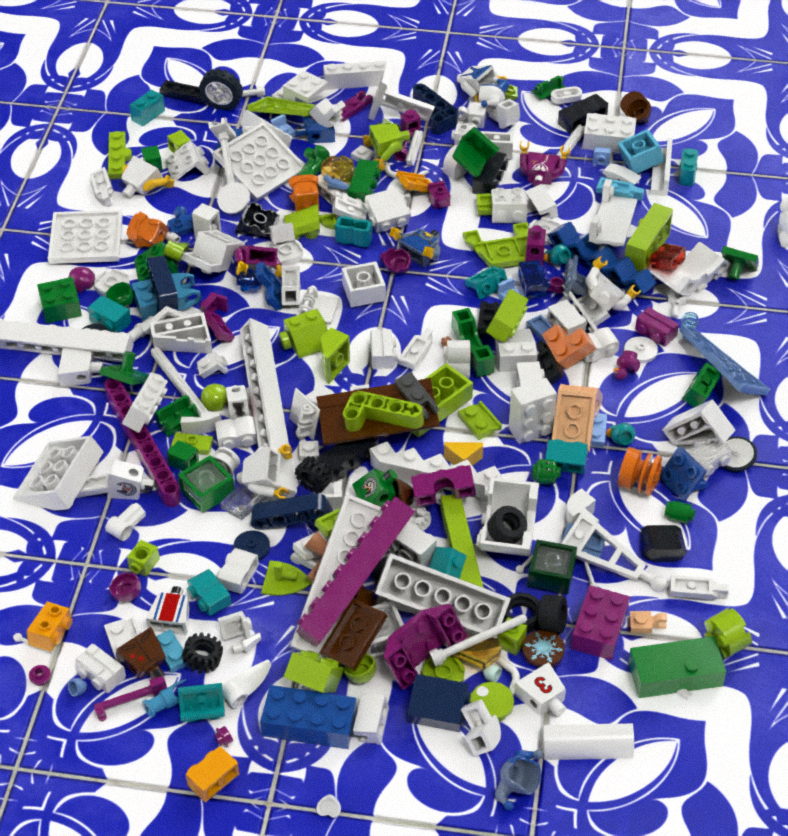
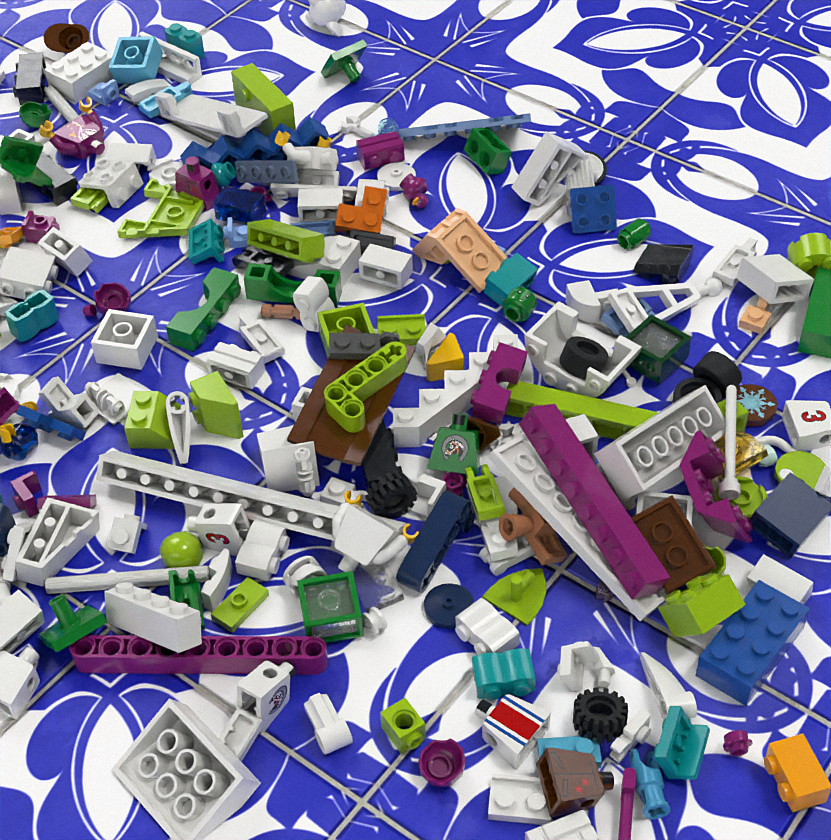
camera: 60 degrees left, 0 degrees up
(182, 455) = (260, 618): green brick -> none
(197, 675) = (635, 731): none -> white plate
(213, 511) = (374, 621): none -> white bush
(285, 341) = (147, 446): lime tile -> none
(306, 345) = (179, 424): none -> white piece
(402, 312) = (191, 327): none -> green arch
(419, 244) = (106, 268): torso -> none
(421, 215) = (66, 251): none -> white brick
(448, 561) = (610, 423): teal brick -> none
(463, 433) = (429, 341): none -> white slope
(532, 410) = (442, 272): white brick -> none
(546, 134) = (34, 114): none -> green hair
(600, 622) = (748, 343): magenta brick -> none
(621, 434) = (507, 230): teal animal -> none
(640, 471) = (572, 234): orange wheel -> none
(668, 257) = (302, 102): clear red brick -> none
(683, 613) = (775, 278): none -> white brick
(695, 272) = (325, 94): white panel -> none

